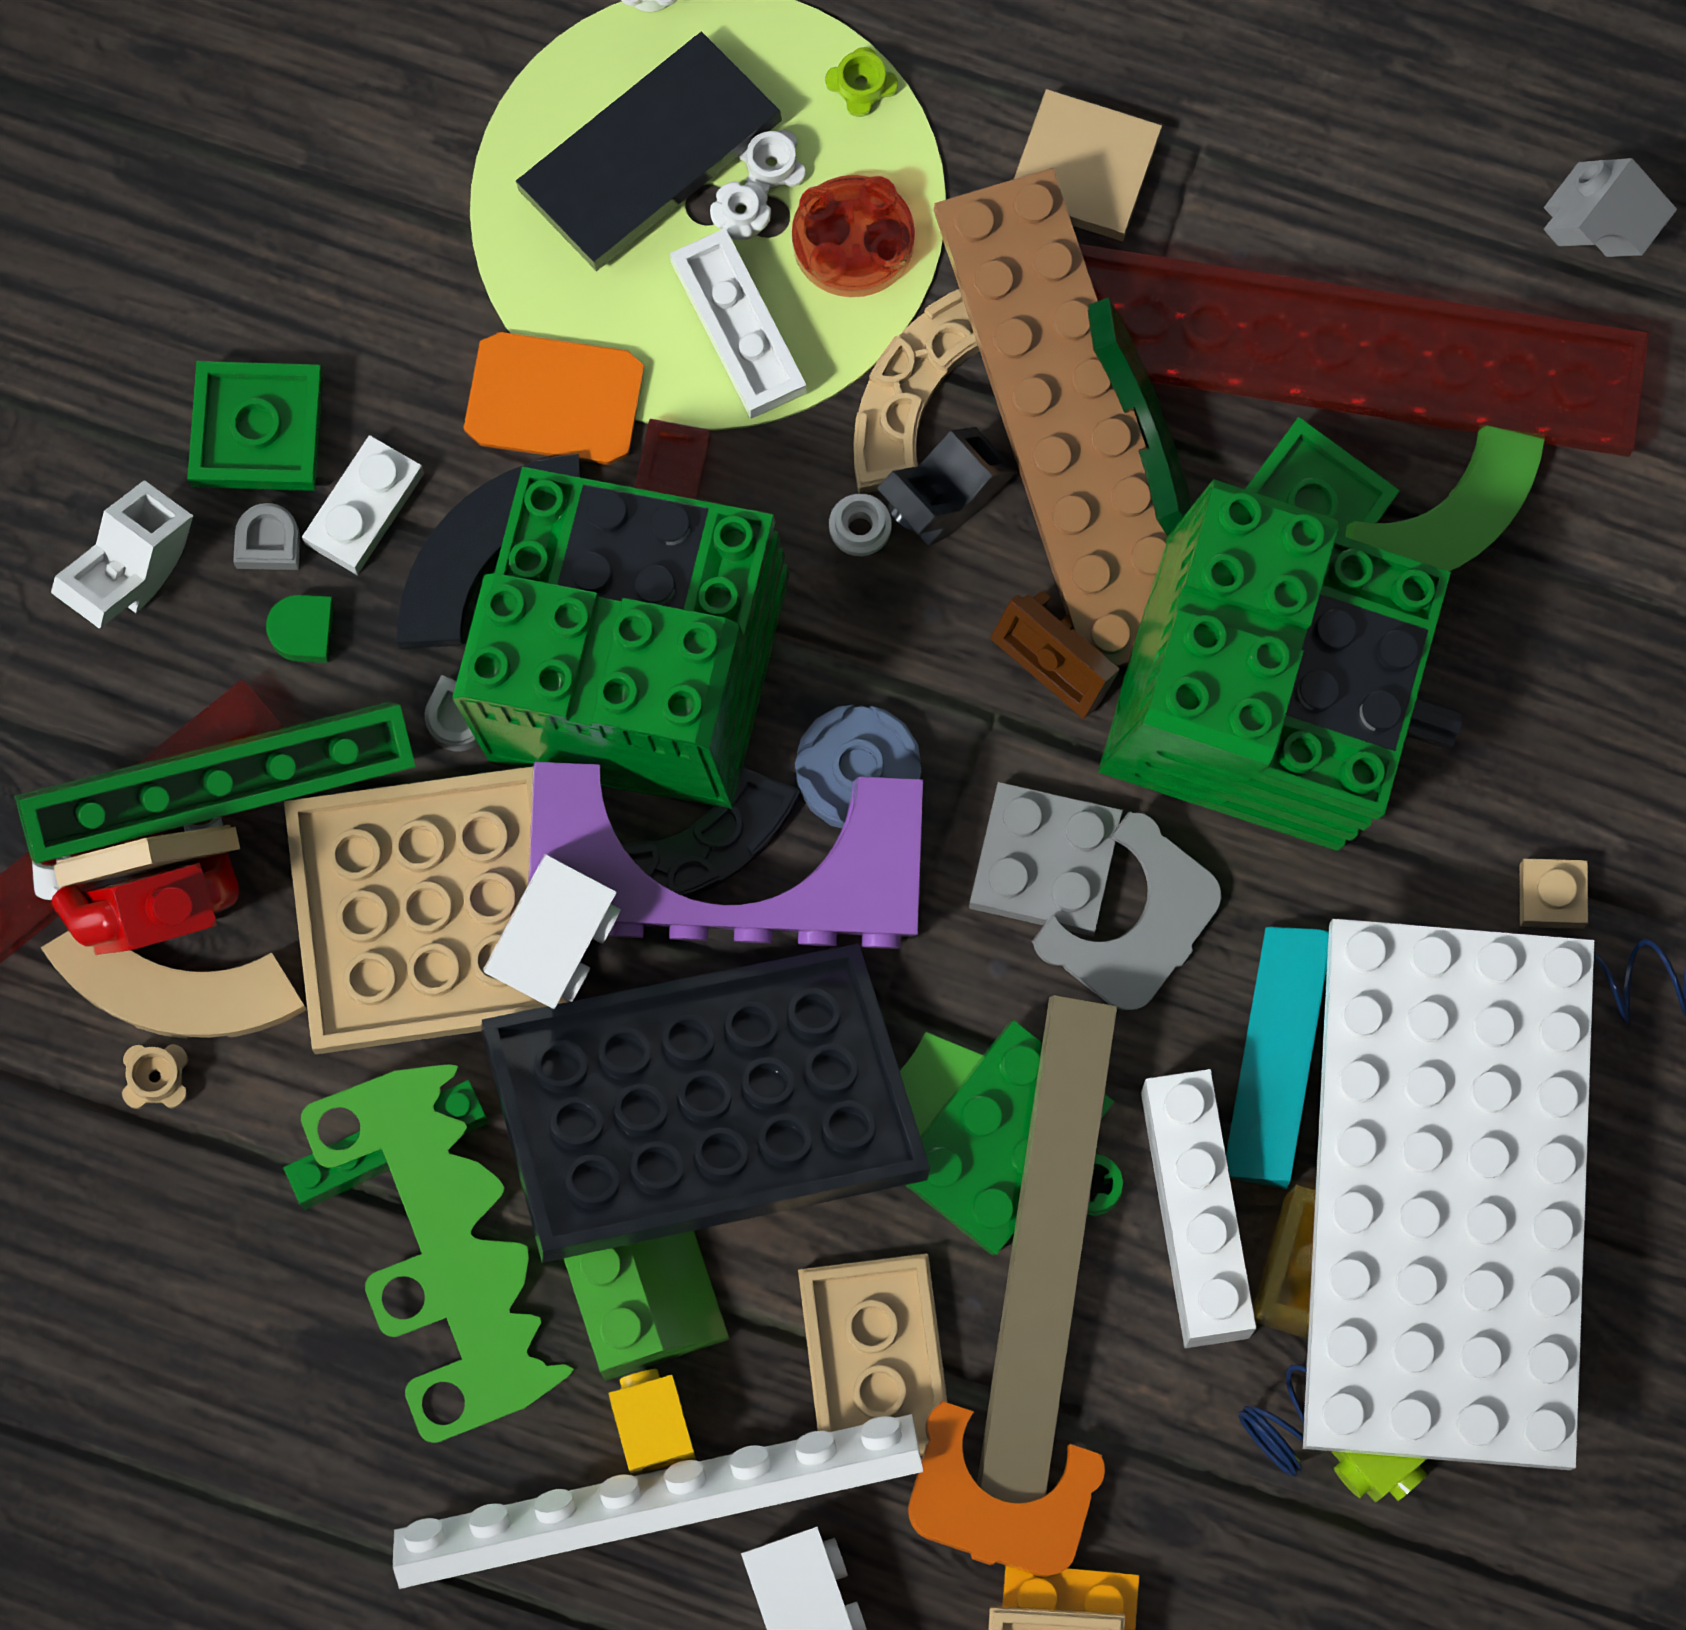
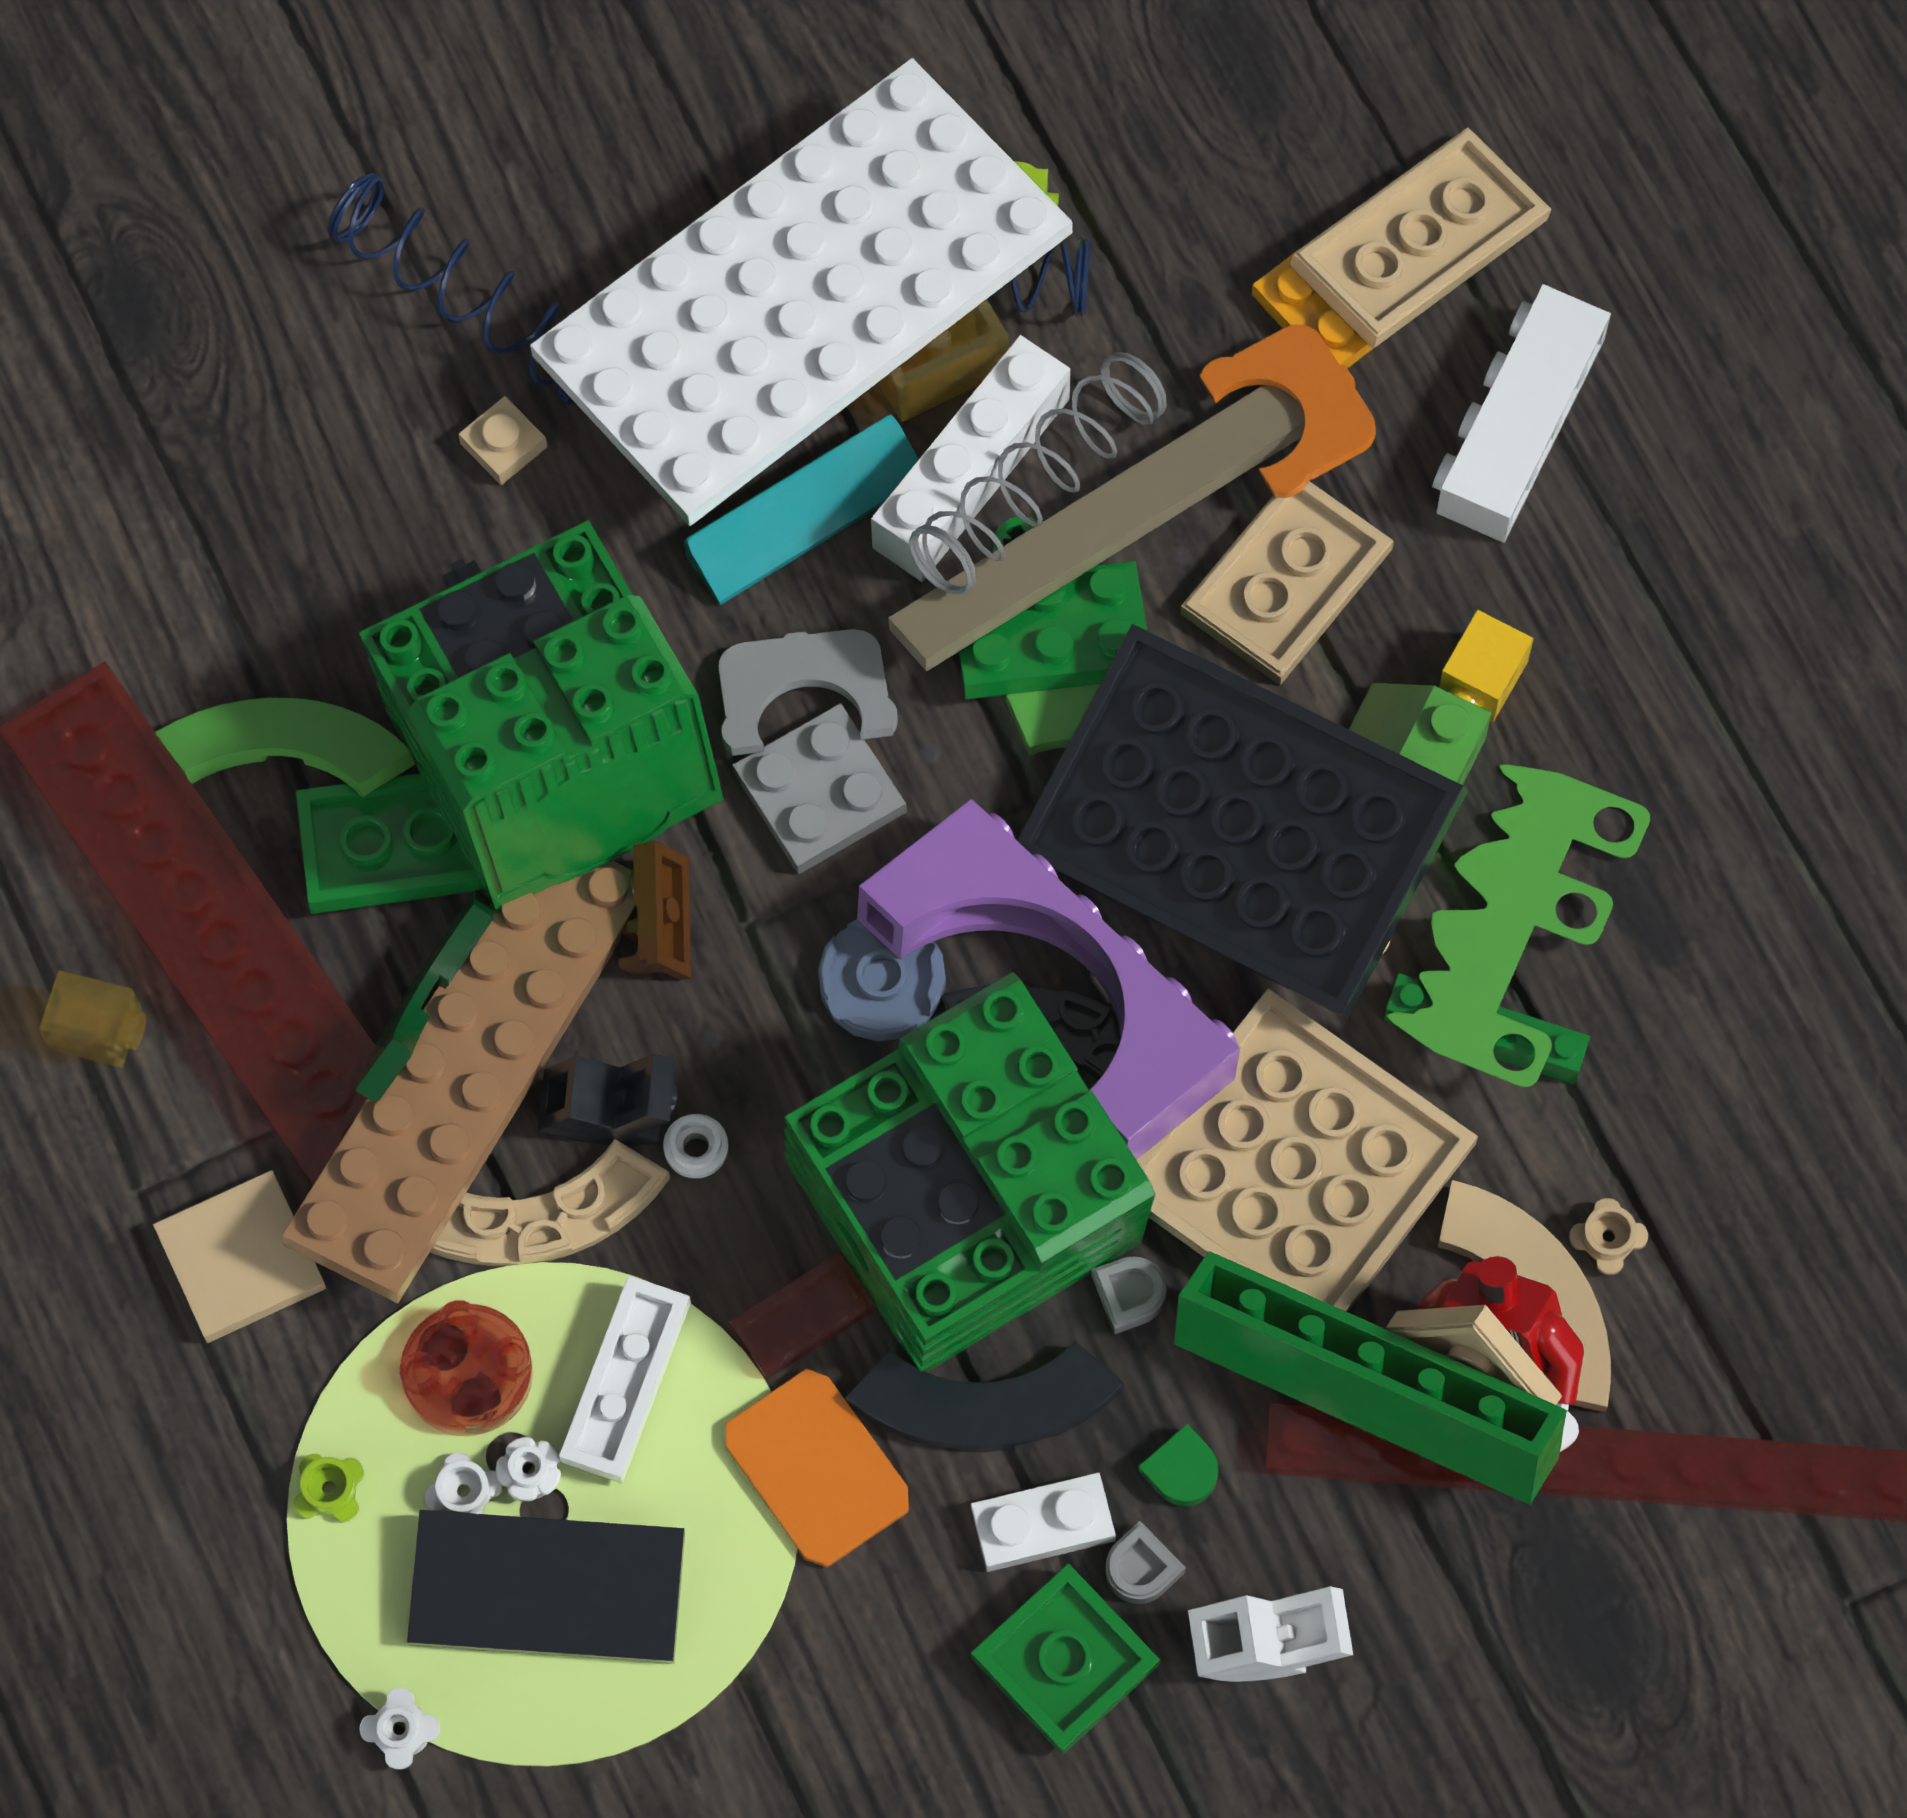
camera: 135 degrees left, 5 degrees down
(551, 933) = (1238, 1009): white brick -> none
(656, 1500) = (1513, 593): white plate -> none
(1119, 1387) = (1145, 418): none -> light grey piece
(1355, 210) = (92, 1019): none -> clear yellow brick

